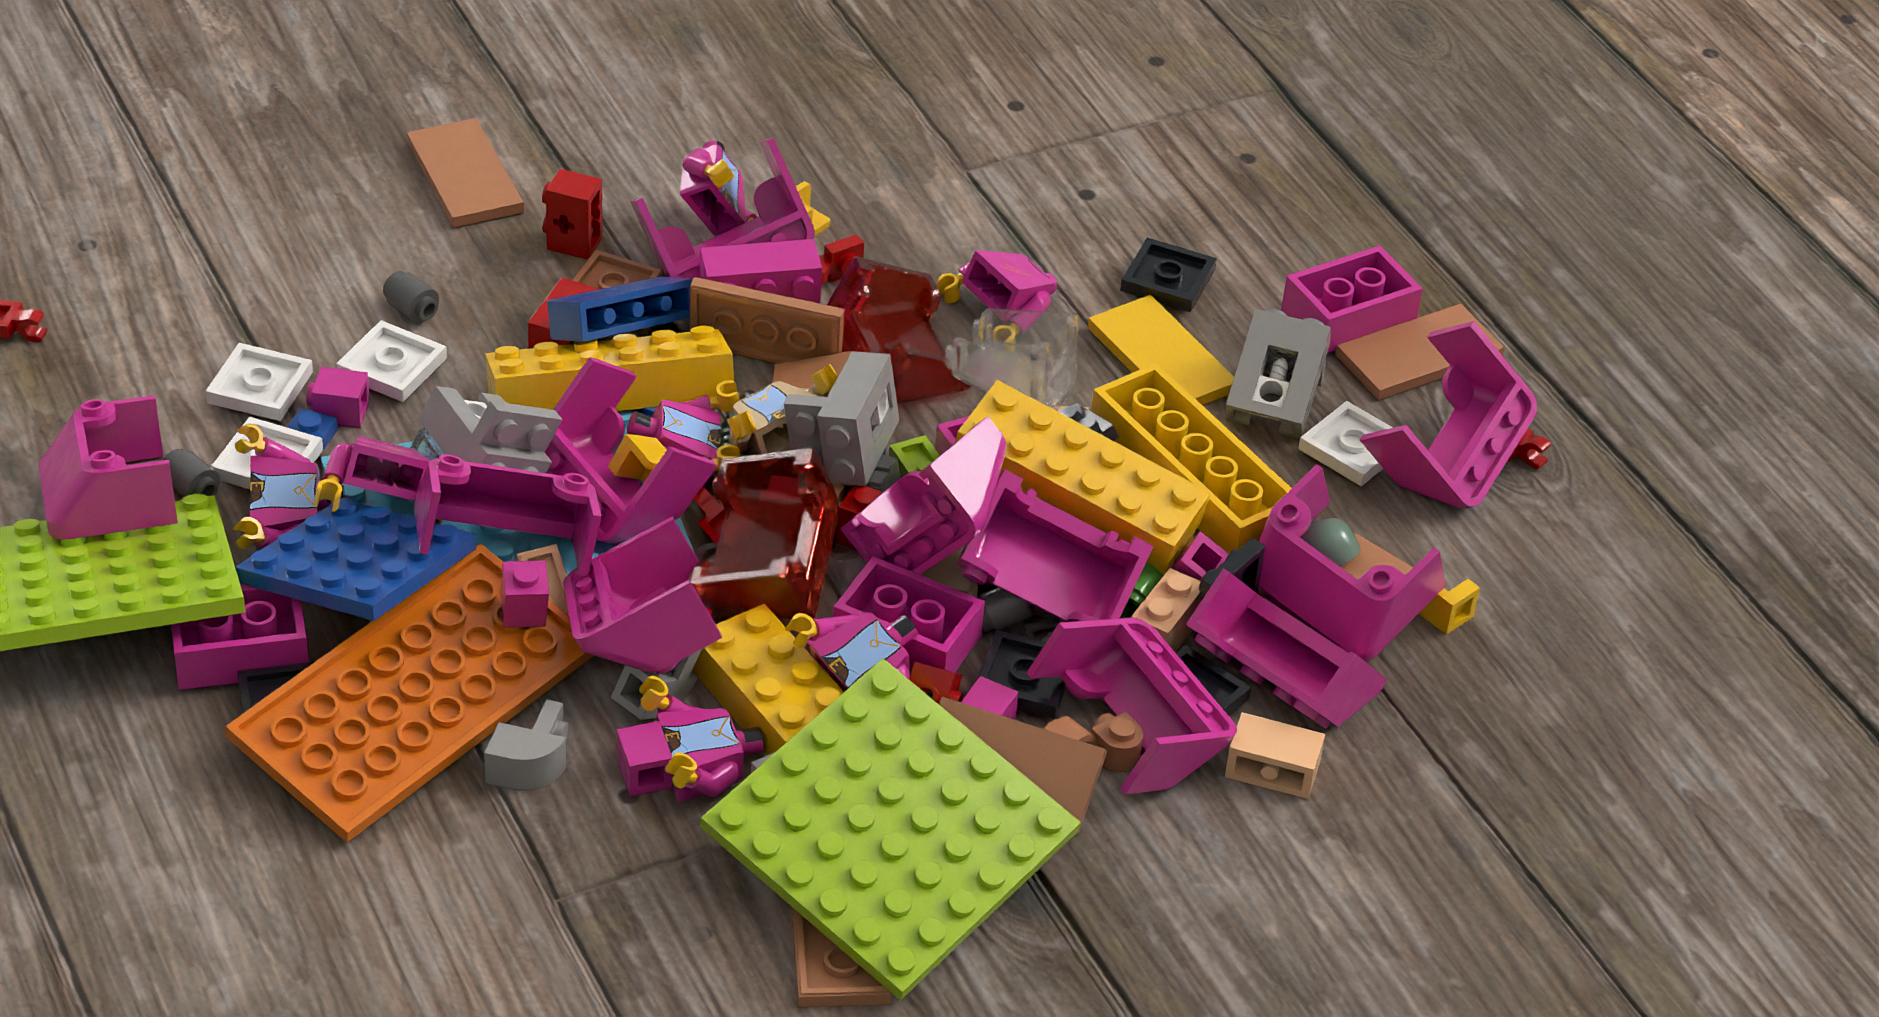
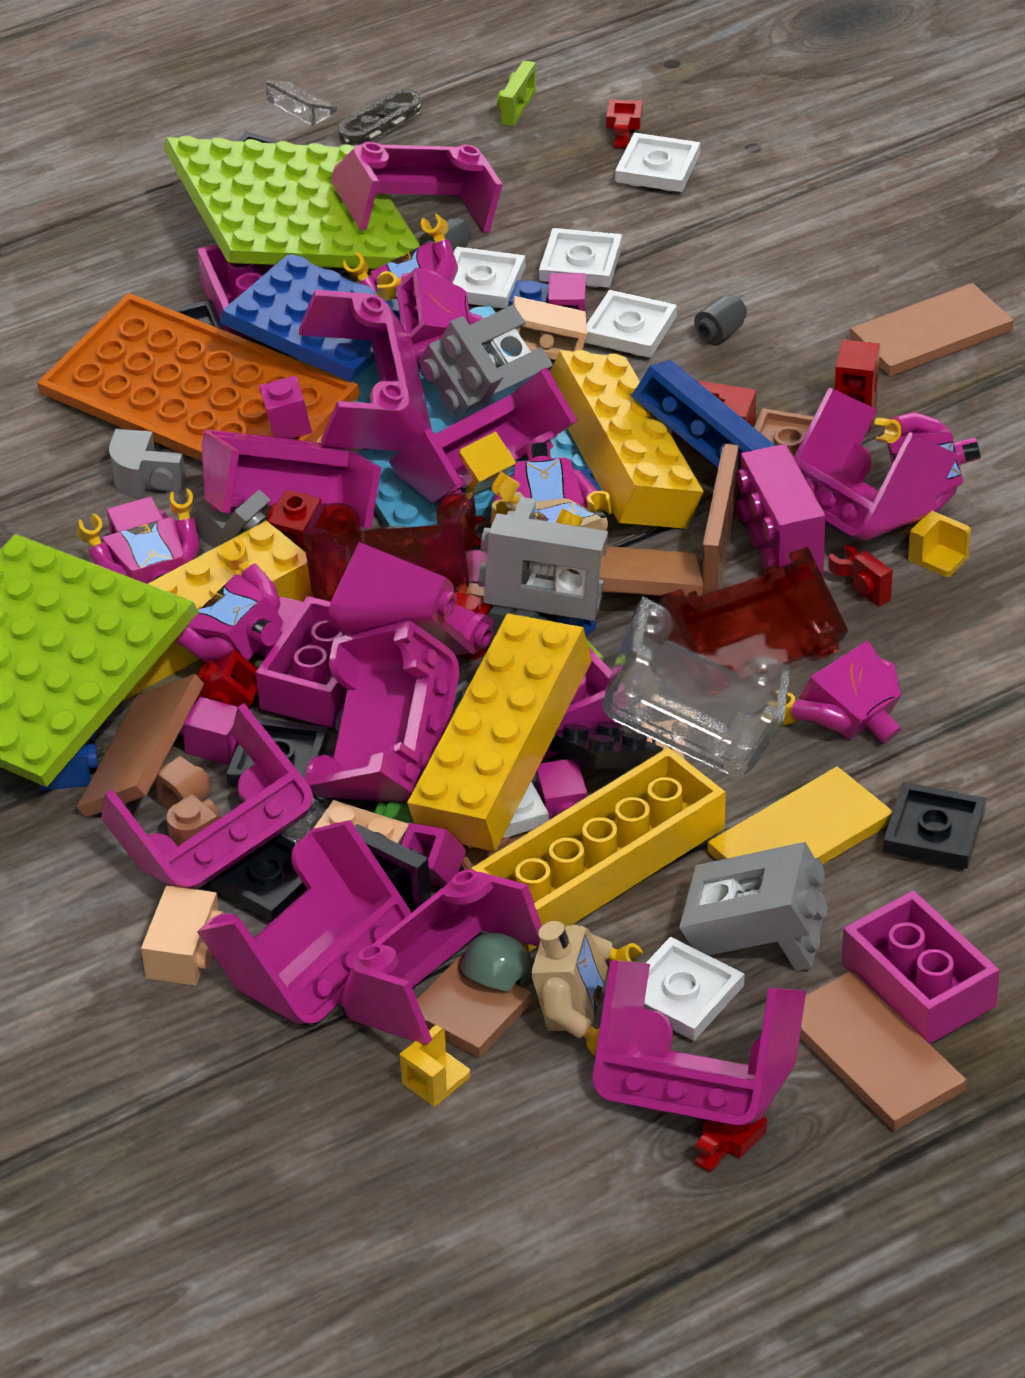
camera: 90 degrees right, 0 degrees up
(102, 305) = (657, 162): none -> white plate
(398, 407) = (551, 326): none -> light nougat brick
(1364, 494) = (571, 976): none -> tan torso

